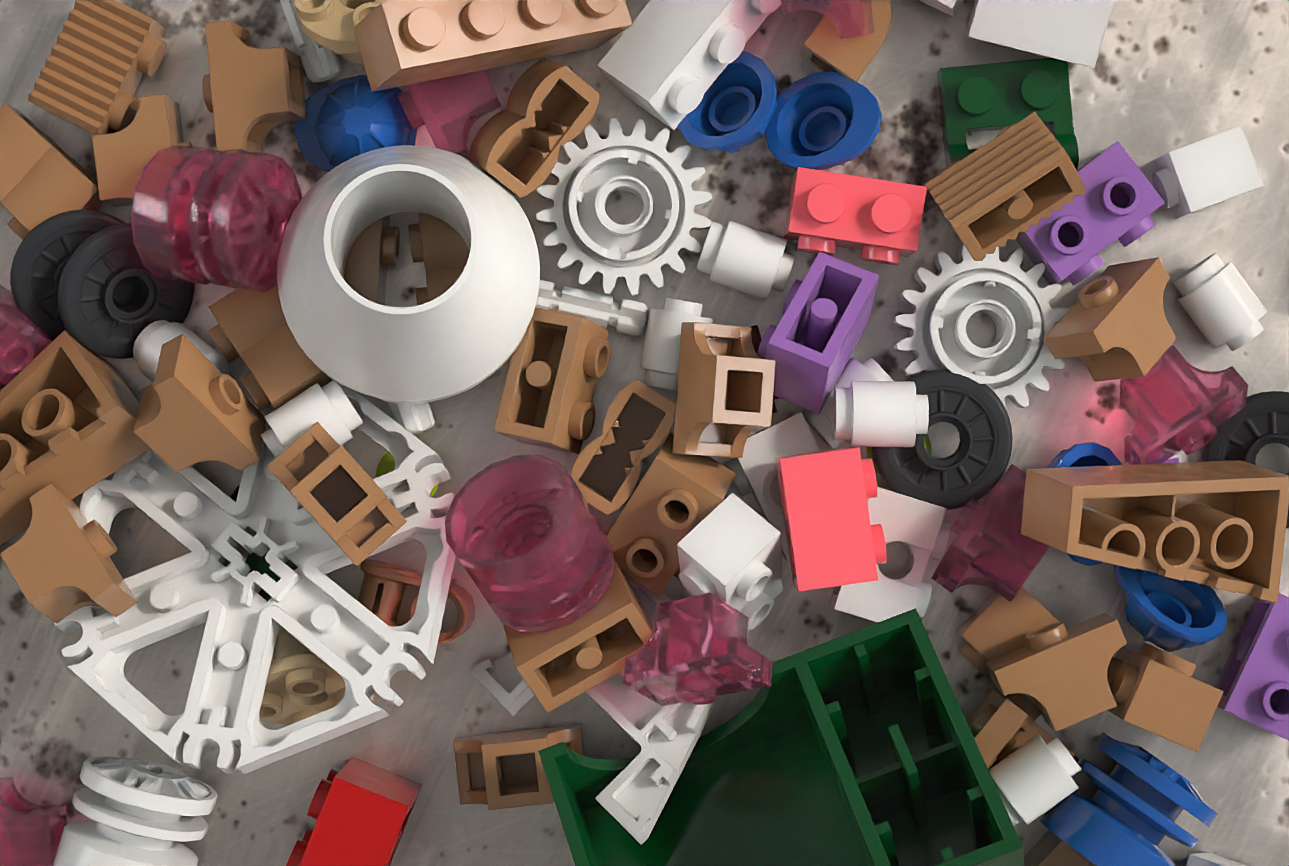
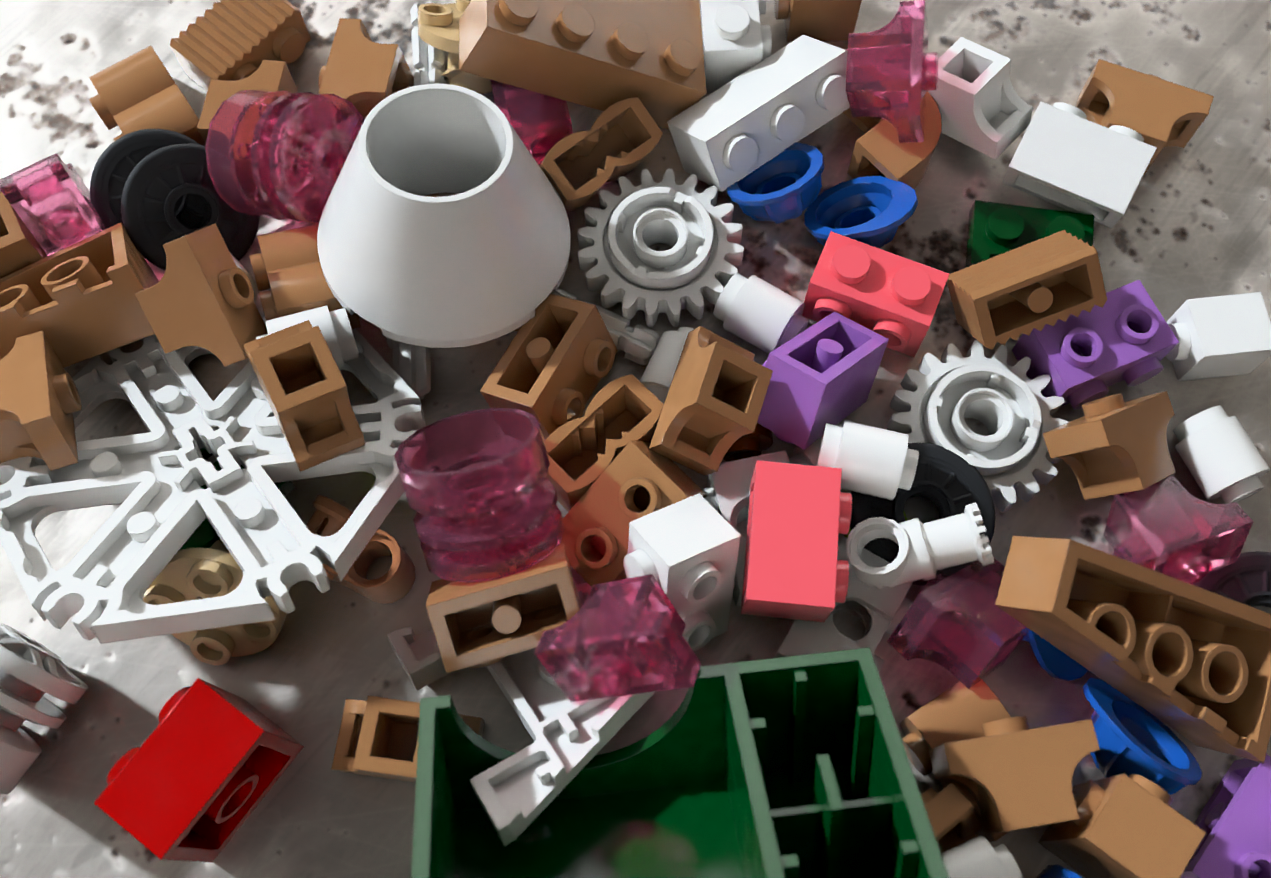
camera: 15 degrees right, 20 degrees down
(948, 486) = (921, 547): none -> white connector

